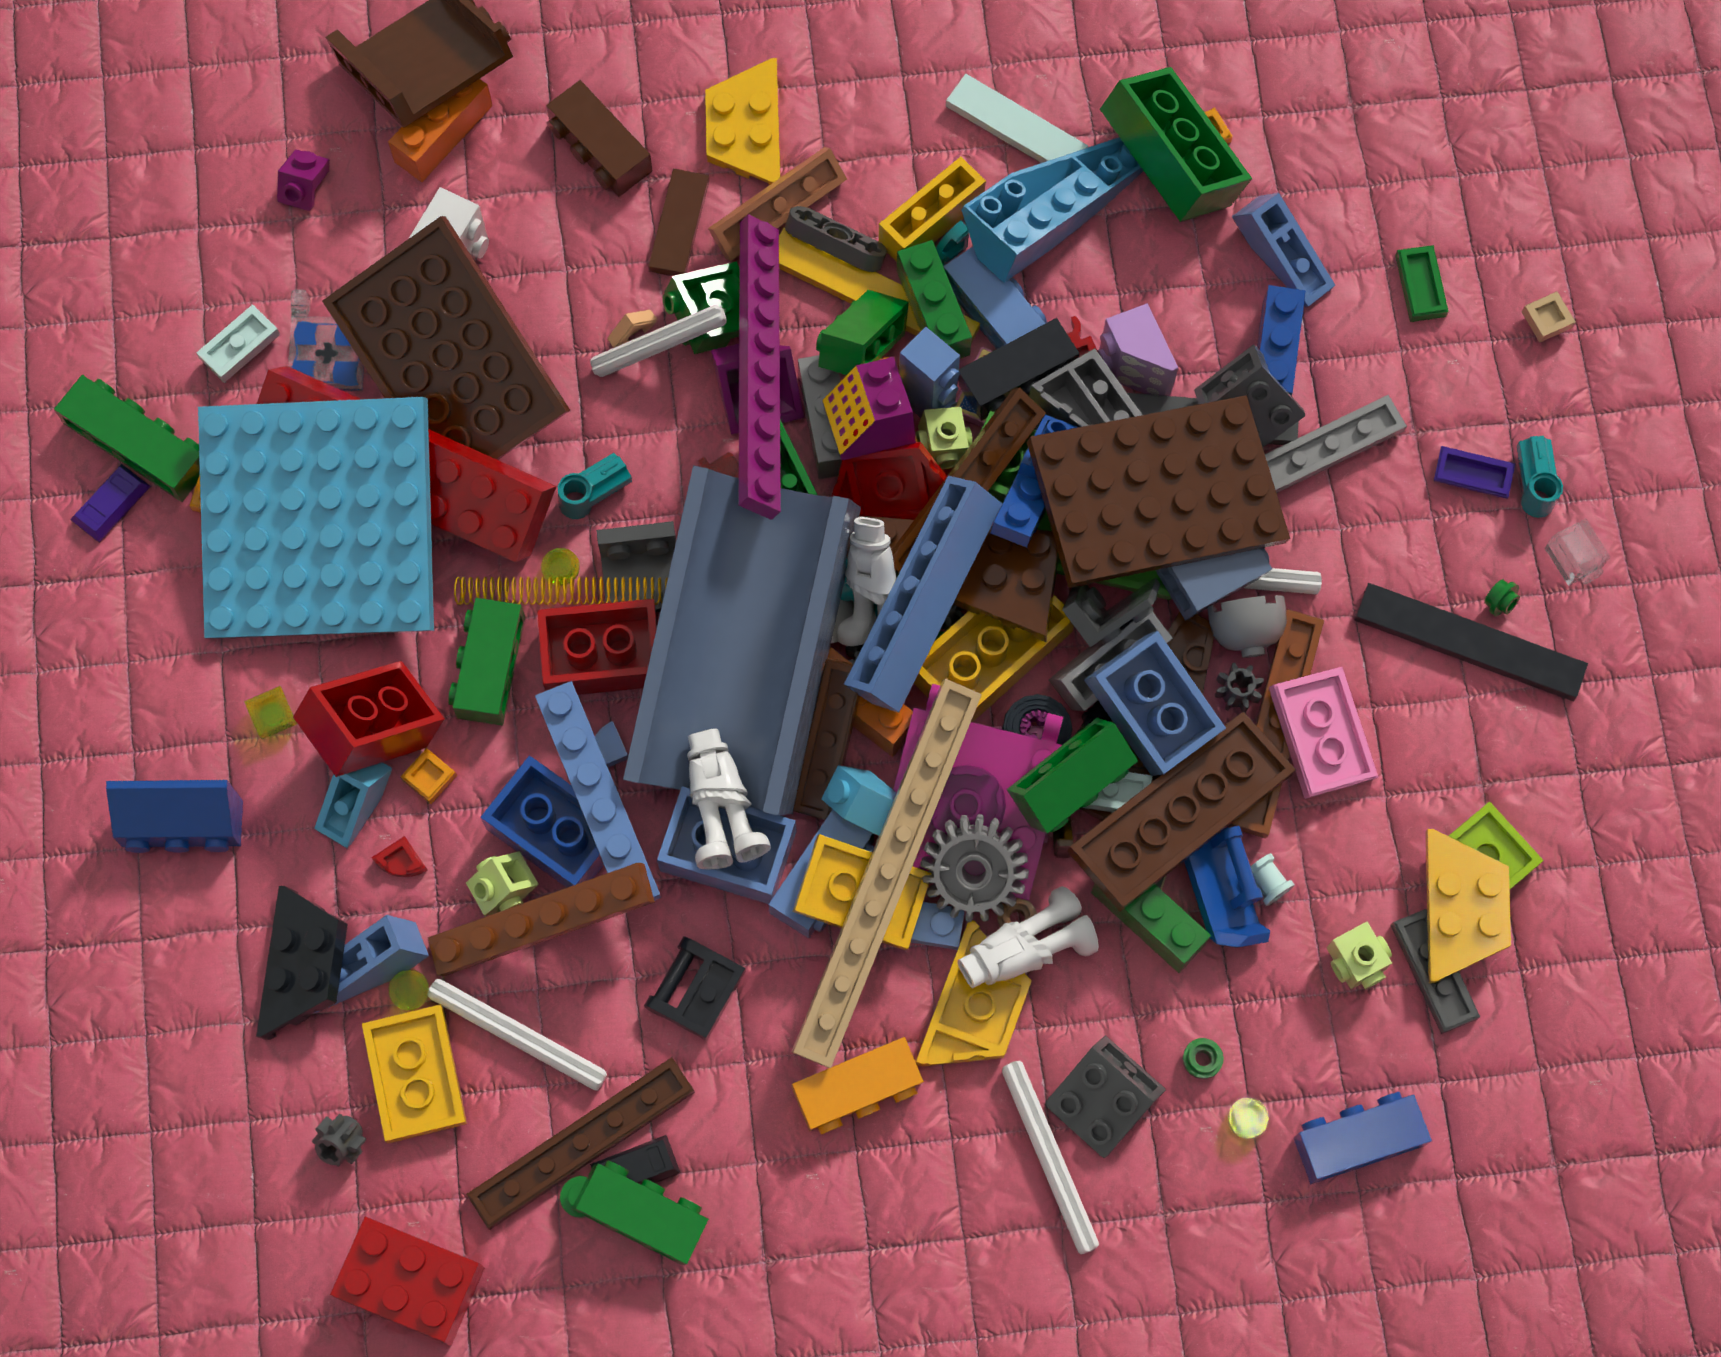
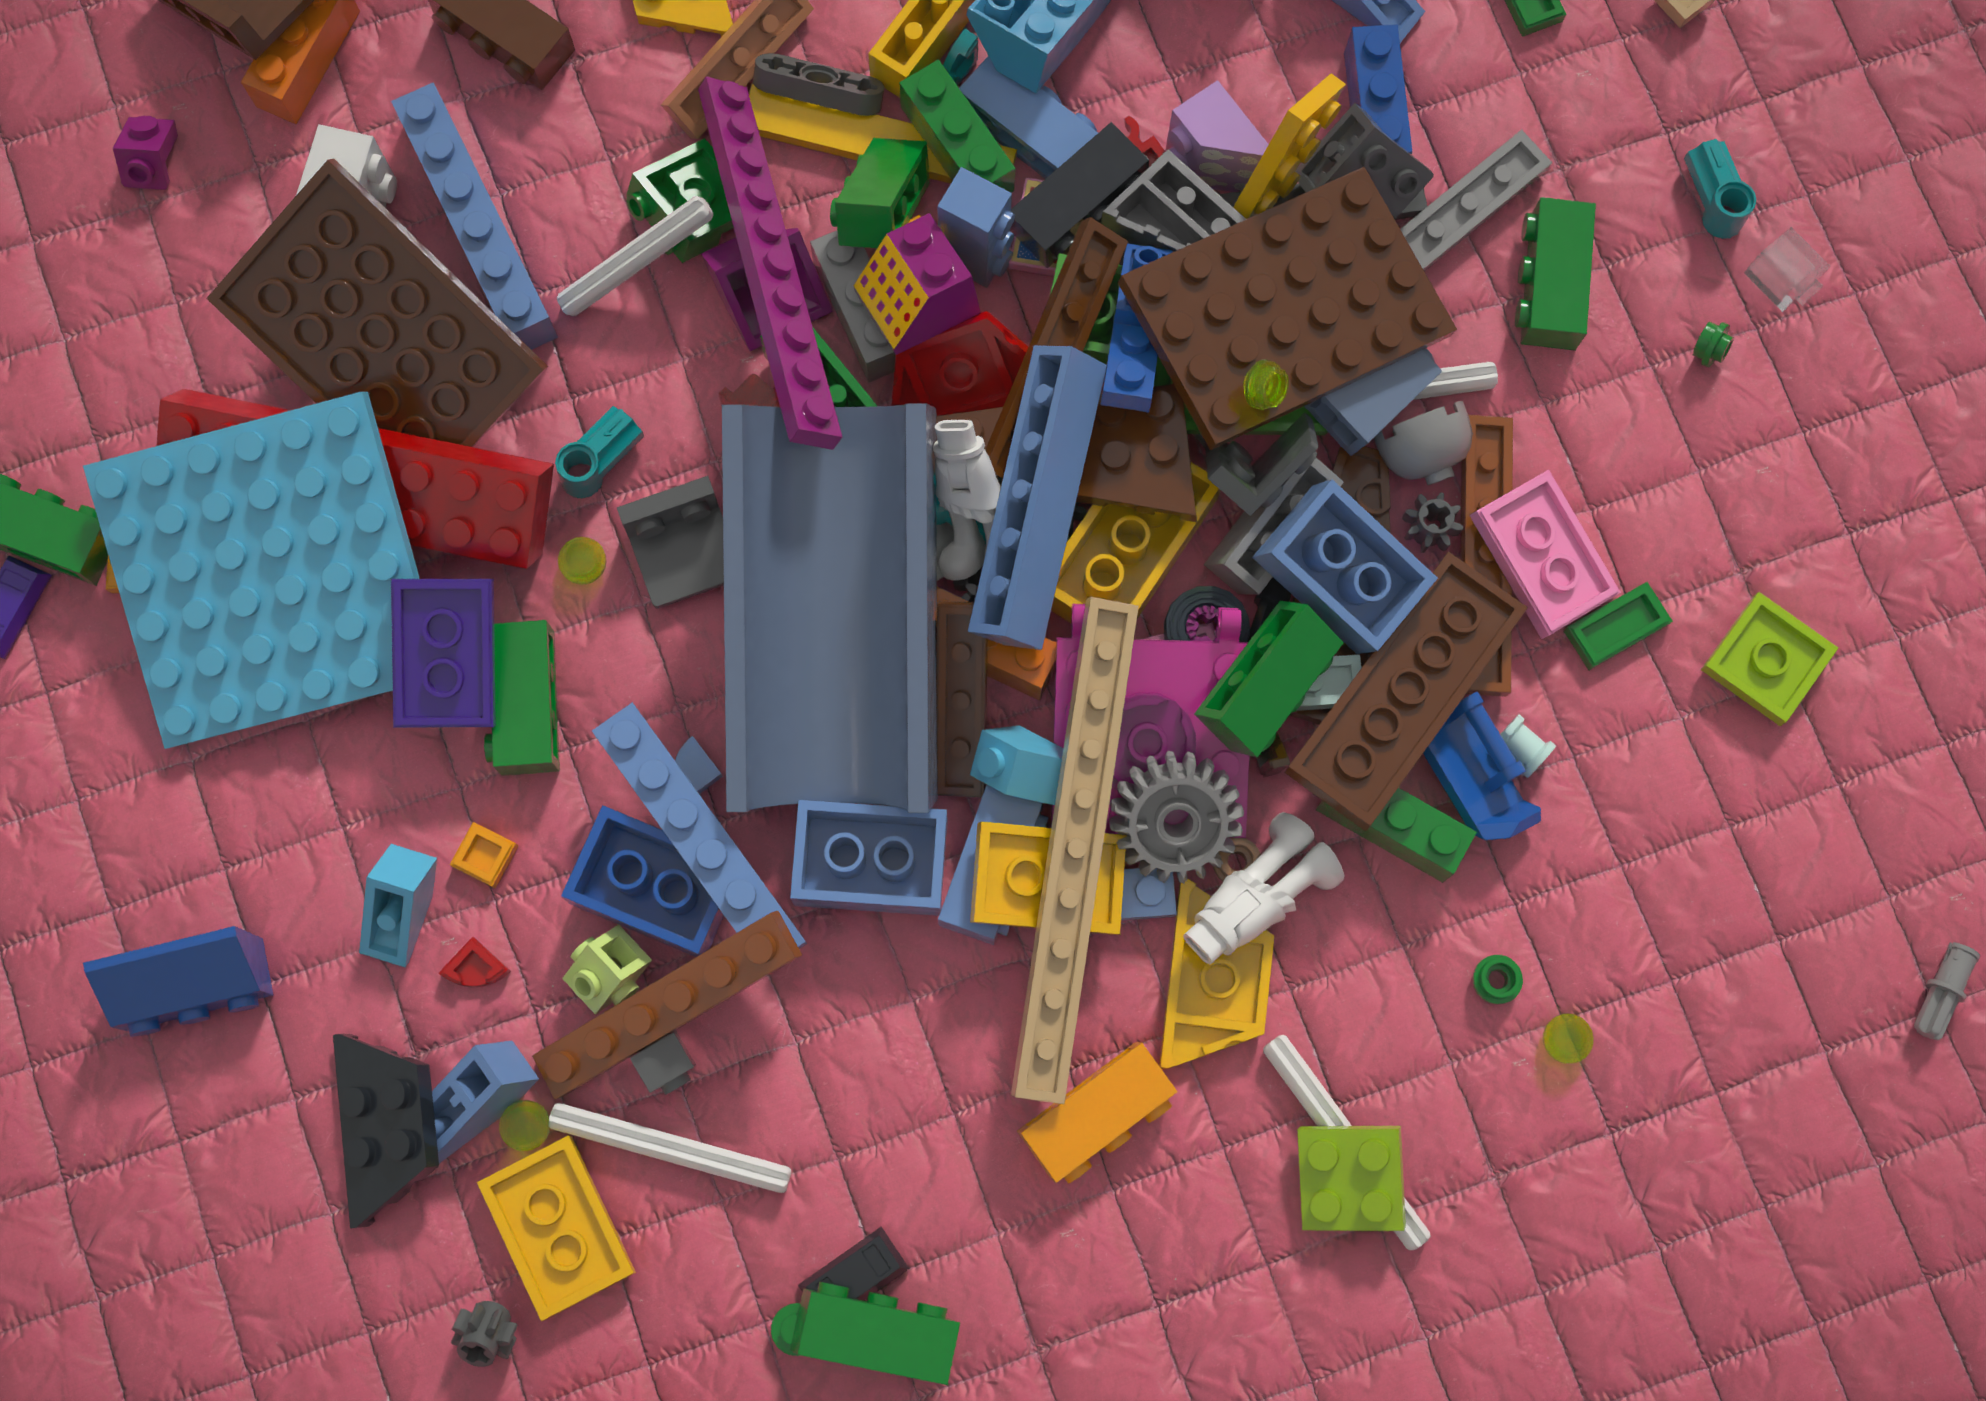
camera: 15 degrees left, 5 degrees up
(238, 343) = (117, 373): light aqua plate -> none
(270, 712) = (269, 822): clear neon green plate -> none
(321, 348) = (220, 357): clear flag -> none
(368, 718) = (391, 805): red brick -> none
(436, 610) = (443, 653): none -> dark purple tile
(462, 595) = (603, 585): yellow piece -> none
(528, 967) = (664, 1064): none -> dark grey plate
(541, 283) = (473, 216): none -> medium blue brick
(580, 1143) = (779, 1263): reddish brown tile -> none
(597, 645) = (653, 649): red brick -> none
(630, 325) = (594, 244): light nougat tile -> none
(678, 223) = (623, 106): reddish brown tile -> none
(706, 994) = (888, 1044): black plate -> none
(716, 785) = (843, 789): white piece -> none
(944, 435) = (1010, 295): yellowish green brick -> none
(1045, 1183) = (1351, 1178): none -> lime plate
(1104, 1096) = (1395, 1054): dark grey bracket -> none
(1121, 545) = (1265, 385): none -> clear neon green plate
(1190, 367) = (1291, 145): none -> yellow plate
(1358, 944) = (1654, 815): yellowish green brick -> none
(1361, 1137) = (1707, 1030): brick -> none
(1370, 803) = (1618, 626): none -> green tile
(1387, 514) = (1556, 273): none -> green brick
(1447, 998) = (1742, 809): dark grey tile -> none
(1464, 905) = (1761, 725): yellow wing -> none
(1471, 642) = (1688, 404): black tile -> none
(1474, 472) = (1642, 200): dark purple tile -> none
(1565, 1152) = (1946, 990): none -> light grey axle

